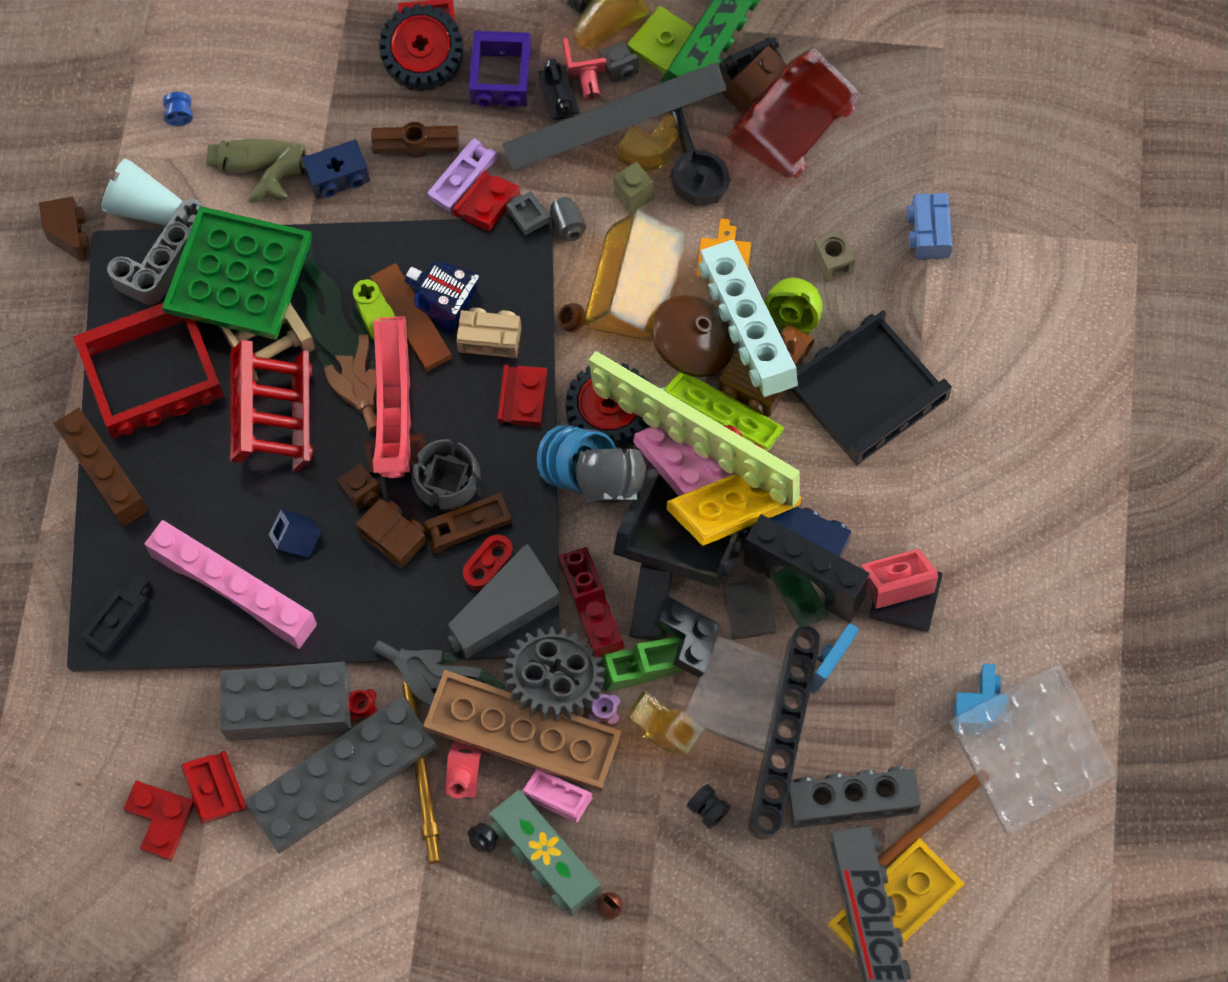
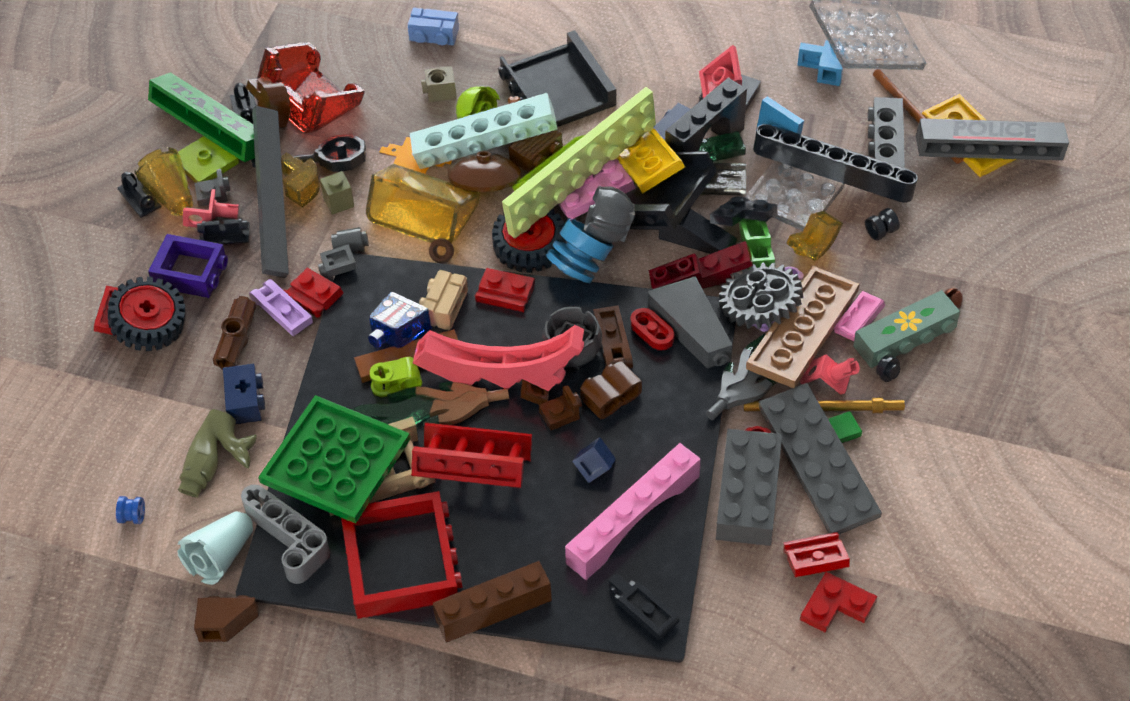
camera: 80 degrees left, 15 degrees down
(393, 797) = (846, 427): none -> green tile

